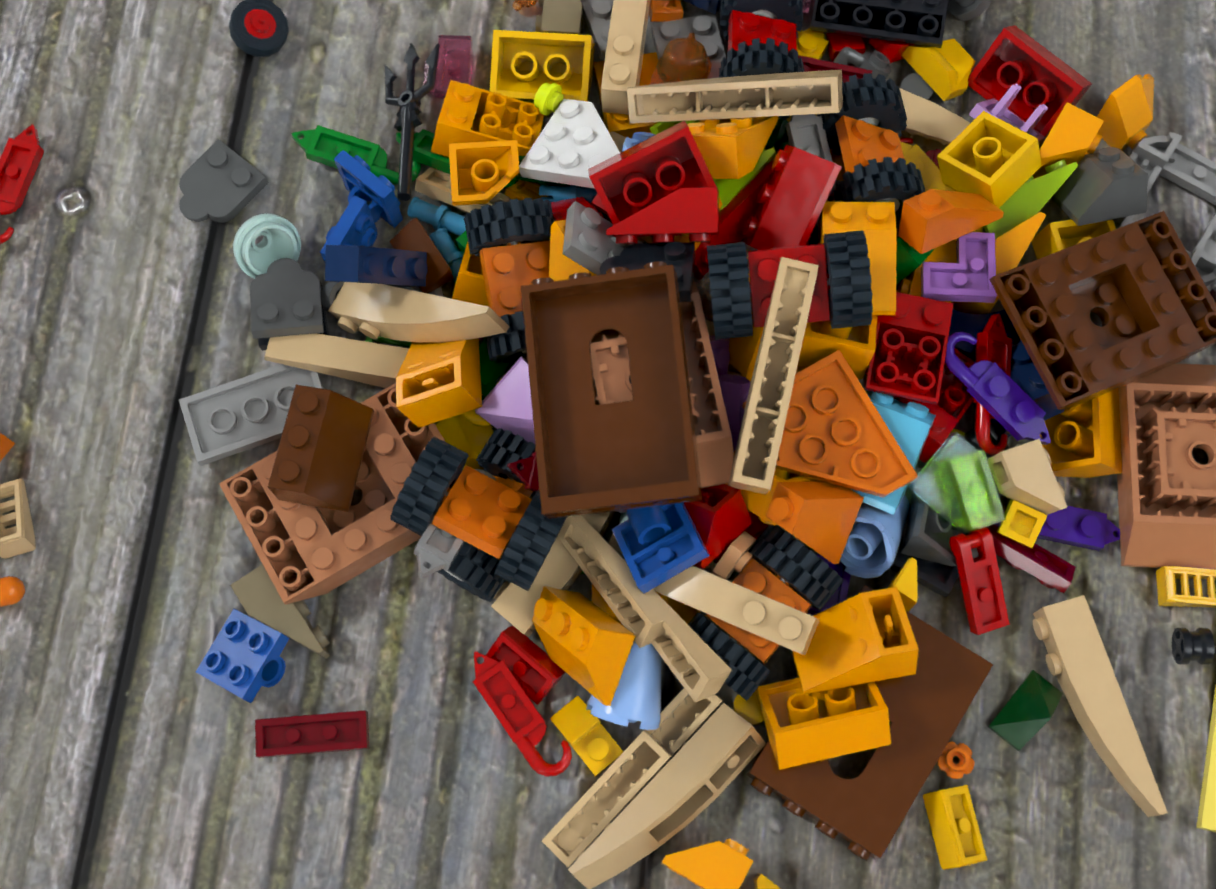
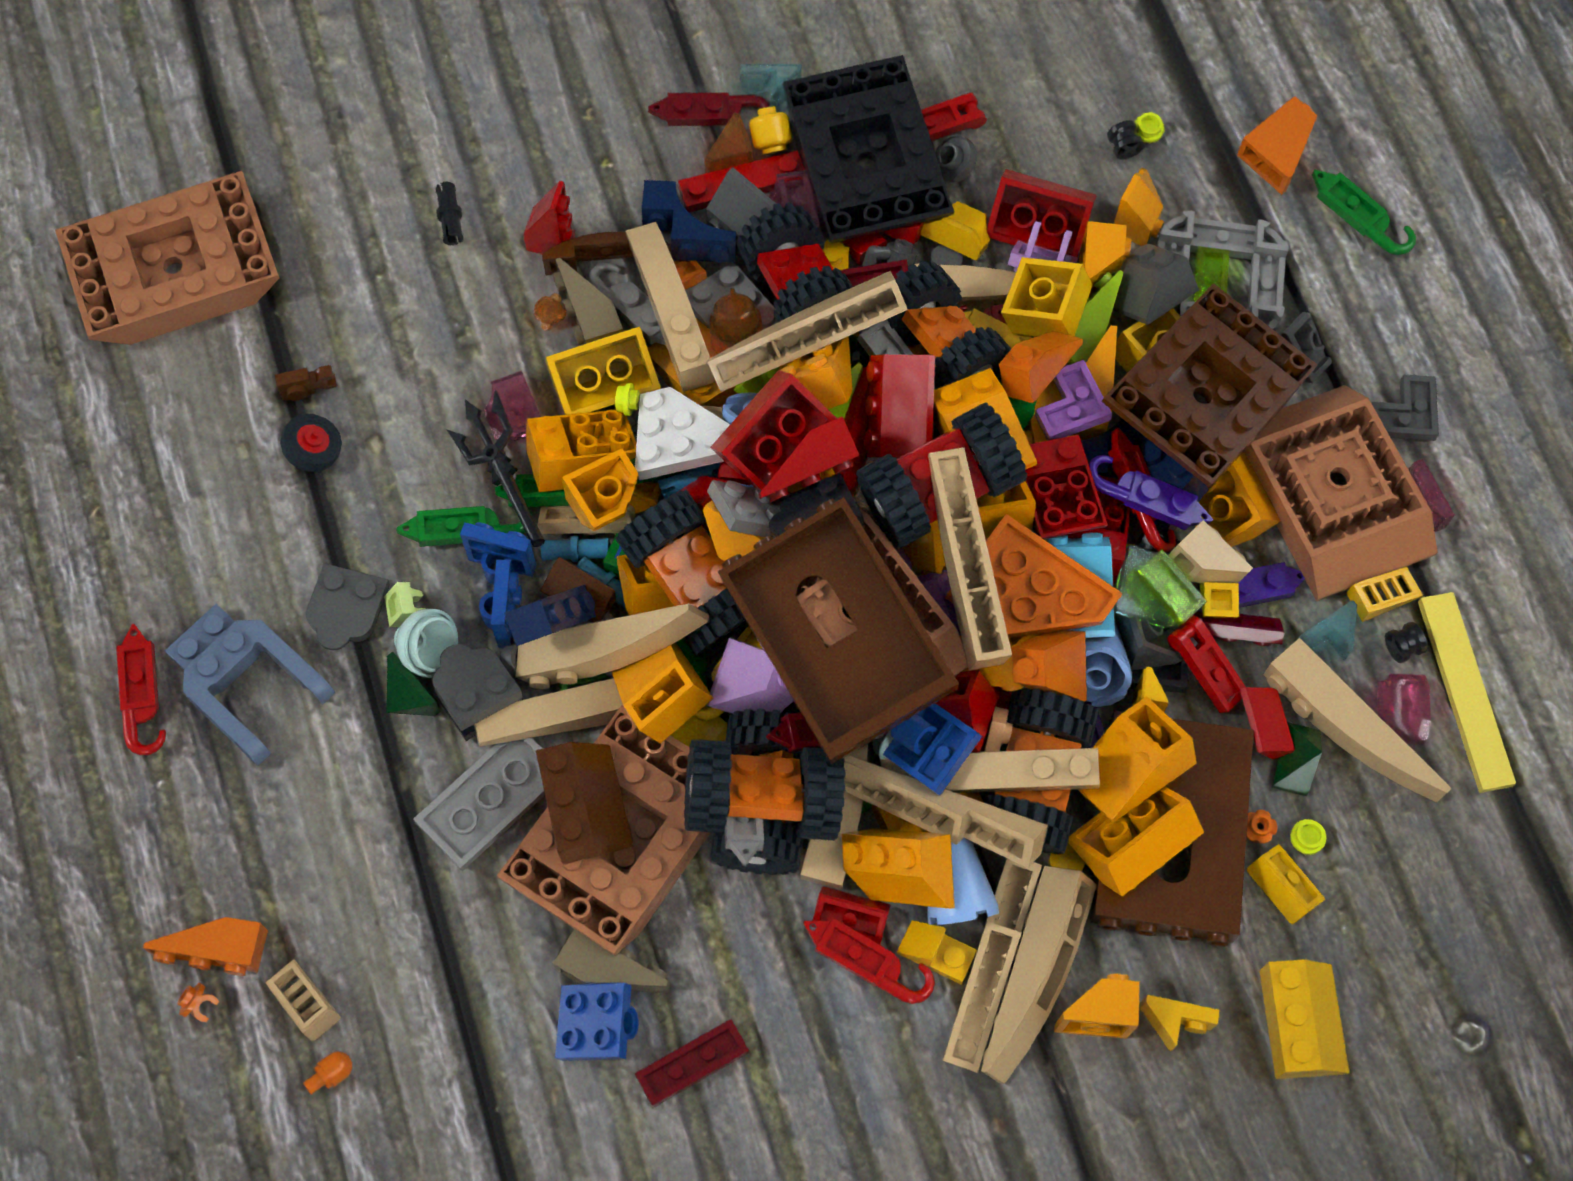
camera: 30 degrees left, 5 degrees down
(88, 181) = (218, 652): none -> sand blue plate
(231, 283) = (405, 692): none -> dark green slope
(265, 198) = (400, 603): none -> yellowish green tile
(999, 792) = (1308, 837): none -> neon yellow plate
(1012, 662) = (1268, 721): none -> red slope
(1126, 601) = (1334, 630): none -> clear light blue slope
(1147, 42) = (1125, 139): none -> black wheel
(1161, 708) = (1405, 706): none -> clear pink slope
(1173, 198) = (1210, 268): none -> clear neon green plate
(1176, 40) = (1150, 127): none -> neon yellow plate

